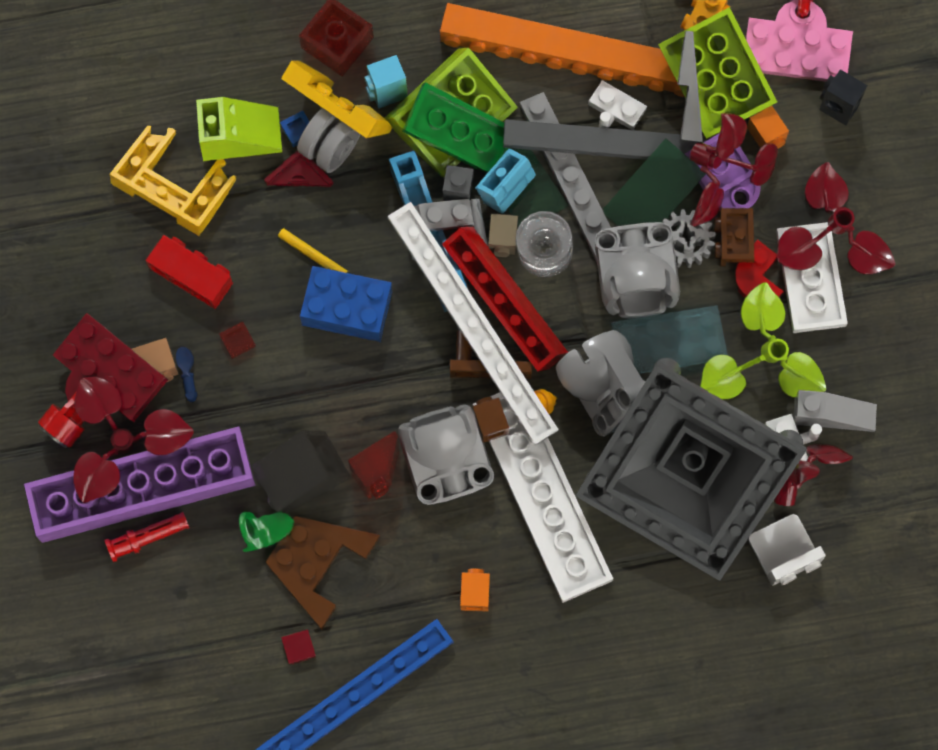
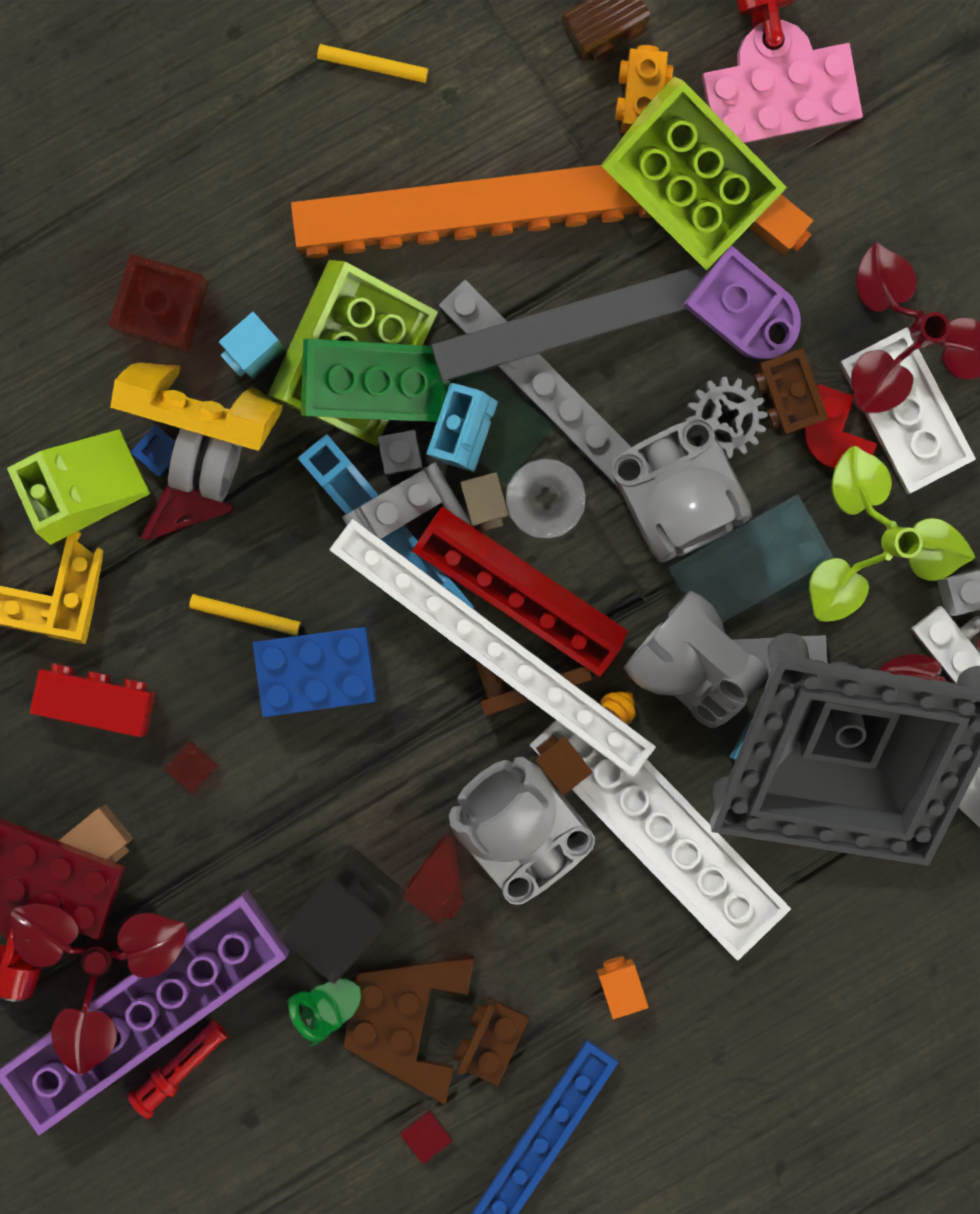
camera: 20 degrees left, 15 degrees up
(185, 362) = (135, 821): dark blue piece -> none
(369, 596) = (492, 1040): none -> reddish brown bracket
(616, 106) = (568, 263): white plate -> none
(655, 187) = (661, 366): clear green piece -> none
(687, 76) = (659, 202): light grey slope -> none
(730, 137) = (727, 301): dark red plant -> none
(842, 96) = (869, 145): black brick -> none

